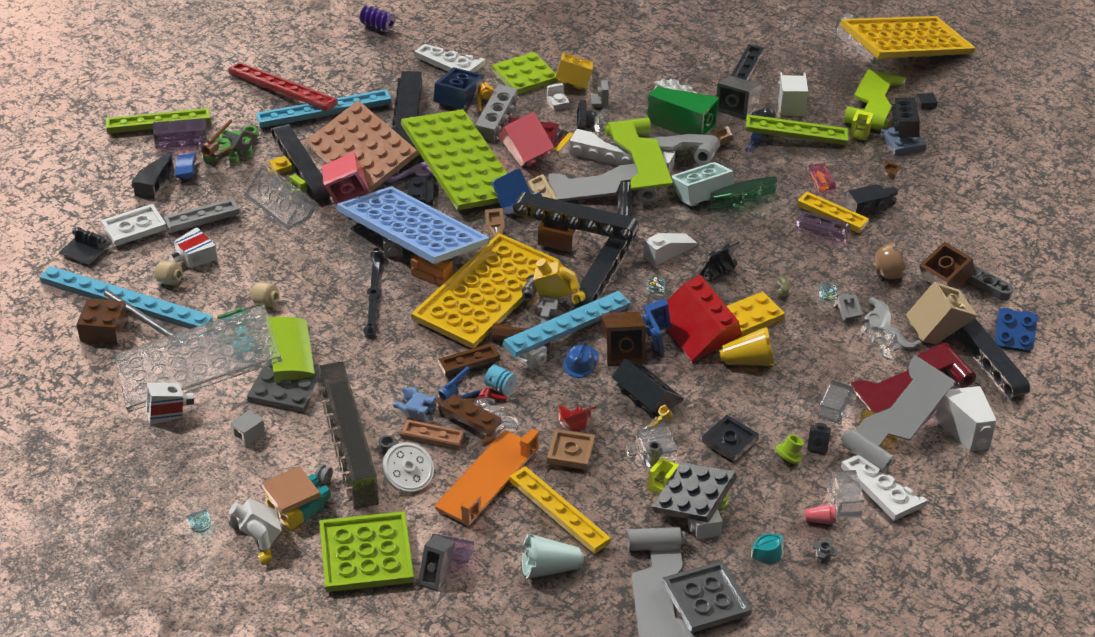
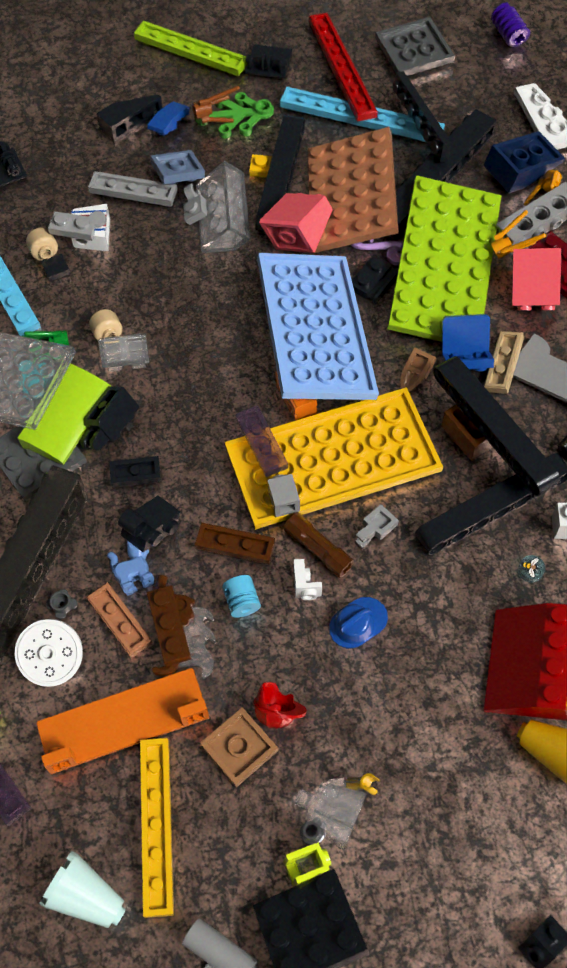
camera: 40 degrees right, 20 degrees up
(133, 225) = (62, 165): white plate -> none
(180, 133) = (196, 74): clear purple brick -> none
(189, 246) = (76, 225): none -> light grey hinge
(190, 283) = (55, 267): none -> black tile
(224, 188) = (177, 167): none -> sand blue plate
(225, 105) = (268, 61): none -> black hinge
(237, 140) = (237, 114): dark grey bracket -> none
(258, 206) = (195, 207): none -> light grey plate
(295, 298) = (124, 351): none -> clear brick
(298, 182) = (252, 203): lime plate -> none
(321, 335) = (108, 418): none -> black hinge
(322, 56) = (415, 46): none -> dark grey plate
(366, 358) = (135, 471): none -> black plate
(371, 88) = (422, 116): none -> black plate
(376, 257) = (172, 436): black piece -> none
(408, 372) = (149, 523): none -> black hinge
(437, 298) = (261, 441): none -> plate
(450, 388) = (178, 574): blue plant -> none
(479, 315) = (283, 495): none -> light grey brick
(486, 393) = (213, 603): red hand -> none
(491, 133) = (503, 246): none -> light orange plant
(552, 281) = (402, 498): yellow torso -> none
(565, 324) = (372, 566): medium azure plate -> none
(624, 337) = (425, 625): reddish brown slope -> none
(645, 386) = (396, 718): black slope -> none
(656, 319) = (470, 626): blue bracket -> none
(730, 438) = (433, 864): black plate -> none
(790, 449) = (489, 939): lime piece -> none

